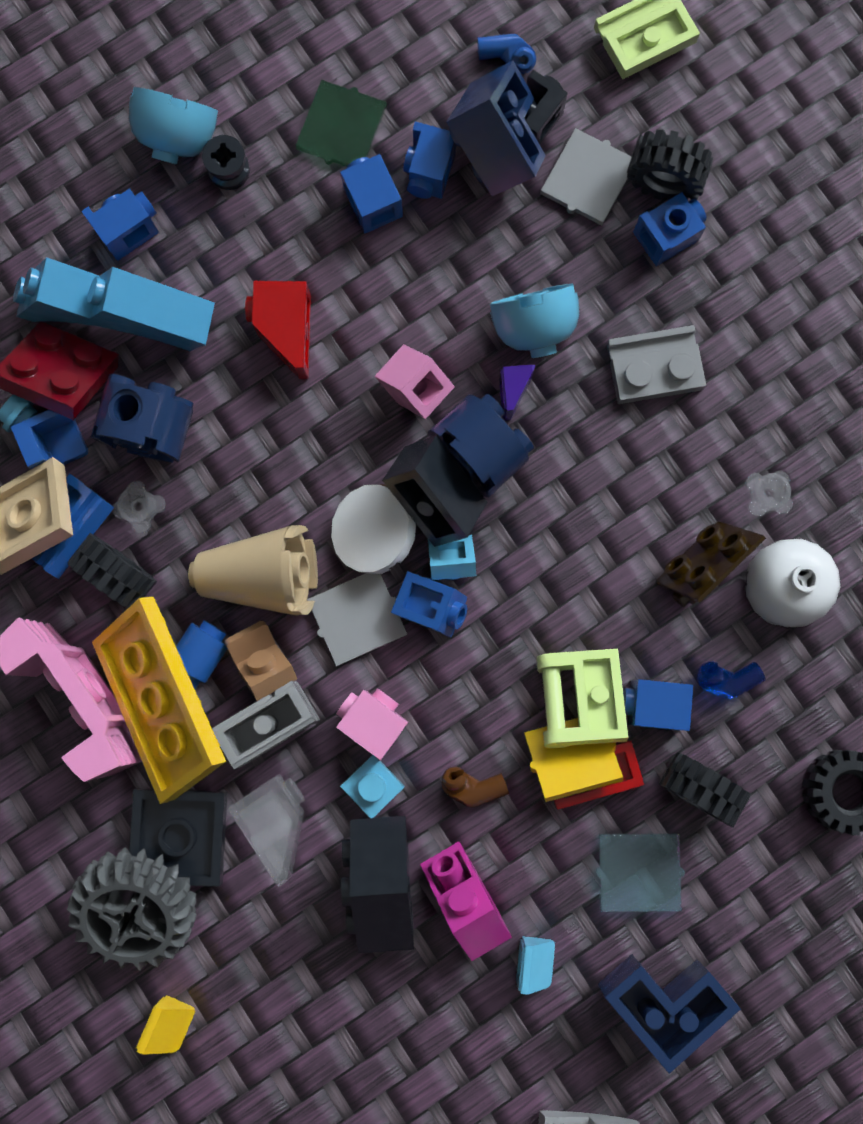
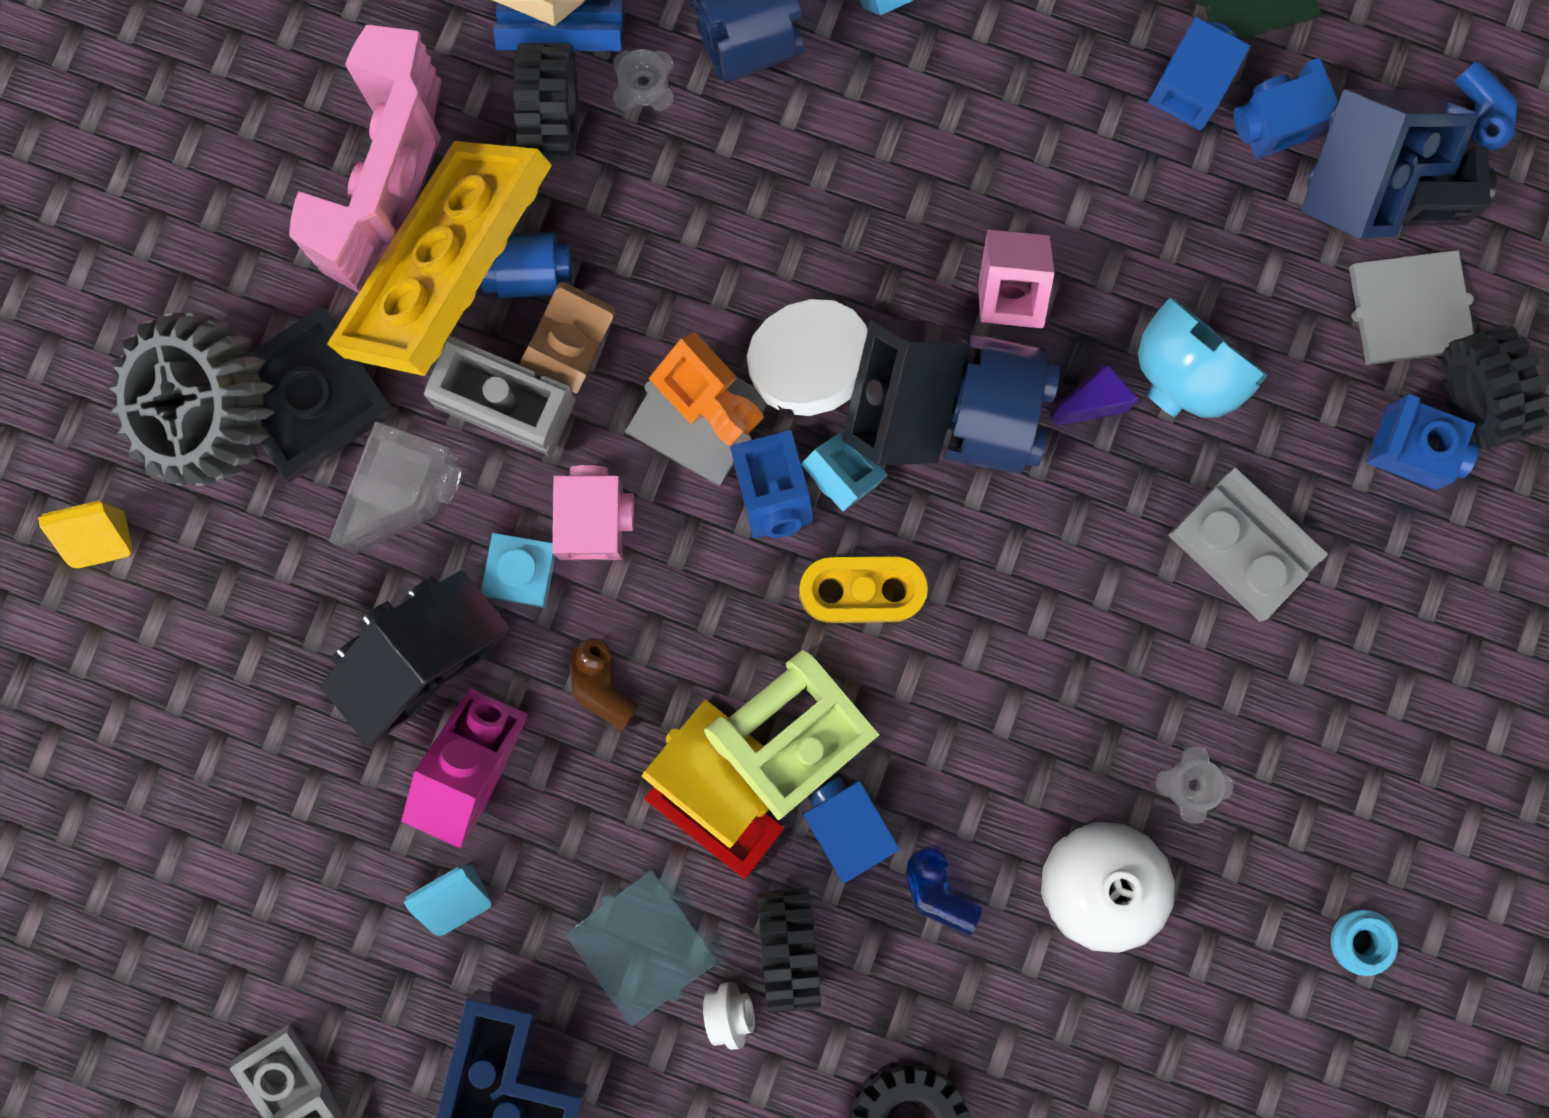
camera: 45 degrees right, 0 degrees up
(260, 571) = (669, 266): tan cone -> none
(282, 320) = (975, 82): red slope -> none
(342, 605) = (698, 385): none -> orange plate
(528, 598) = (862, 589): none -> yellow plate
(708, 562) = (1079, 769): dark brown hinge -> none
(715, 850) = (728, 1016): none -> white plate

